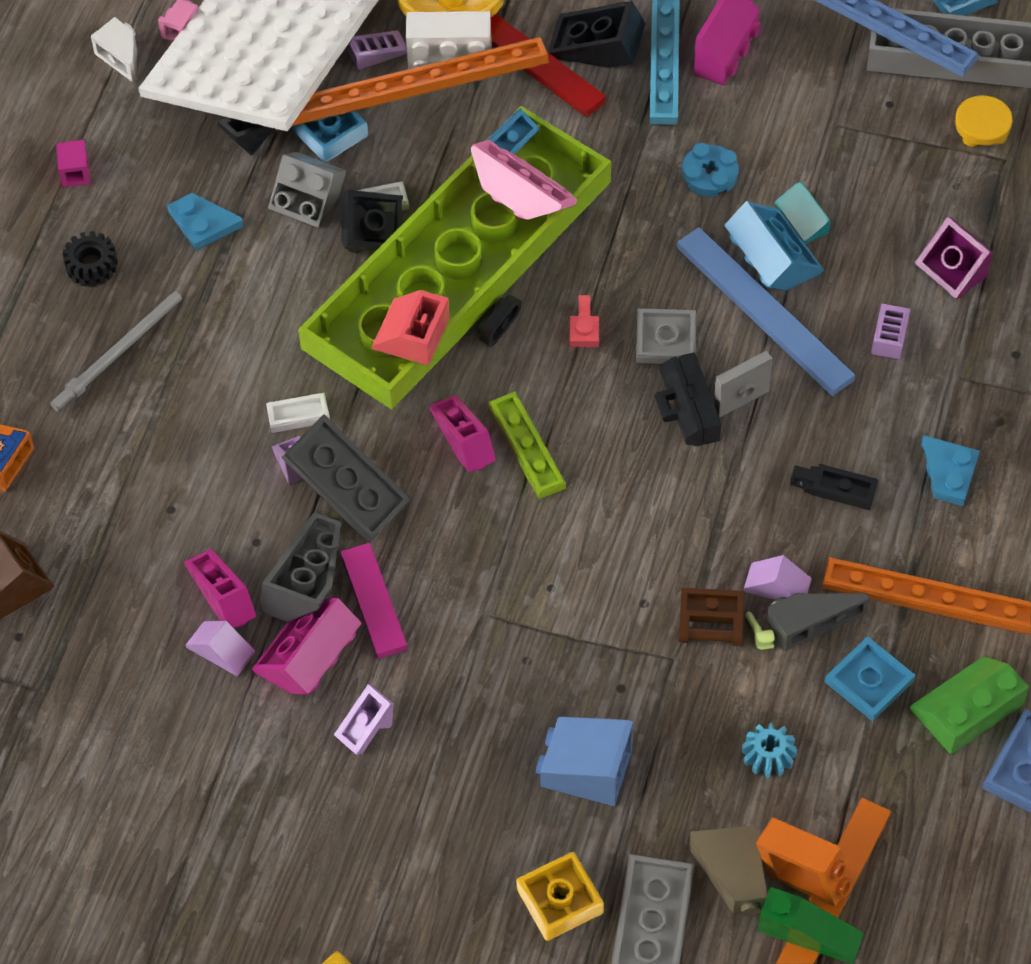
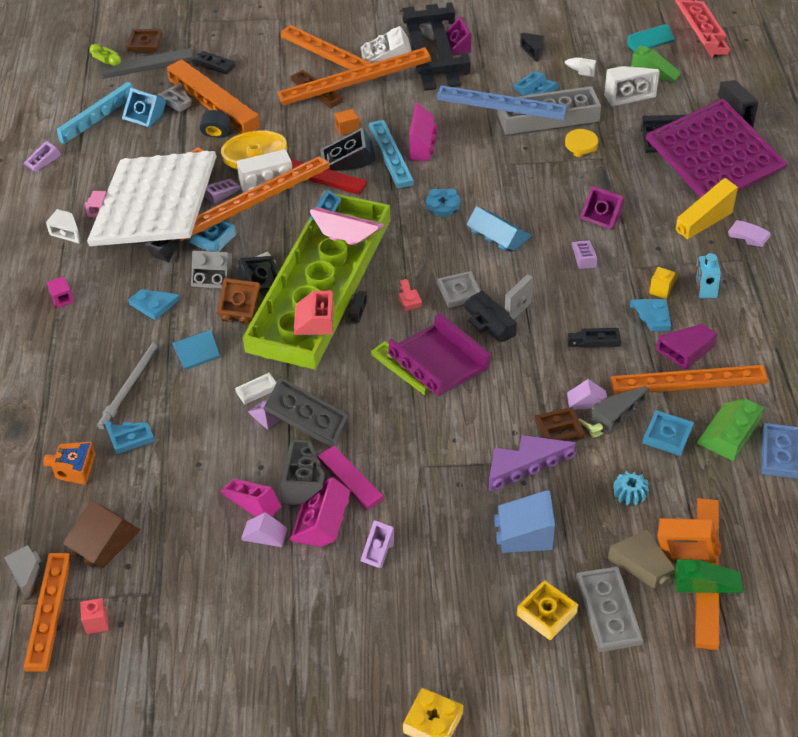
camera: 20 degrees left, 10 degrees down
(85, 246) = (87, 333): black tyre -> none
(88, 434) = (129, 435): none -> dark azure wing
(234, 320) = (196, 349): none -> dark azure slope
(322, 259) = (238, 300): none -> dark orange plate
(464, 433) = (366, 370): dark pink slope -> none
(584, 444) = (441, 356): none -> magenta panel
(646, 653) = (532, 457): none -> medium lavender slope
(766, 311) = (509, 262): medium blue tile -> none
(803, 213) = (506, 208): teal slope -> none
(973, 541) = (687, 344): none -> magenta slope
(990, 418) = (663, 282): none -> yellow slope

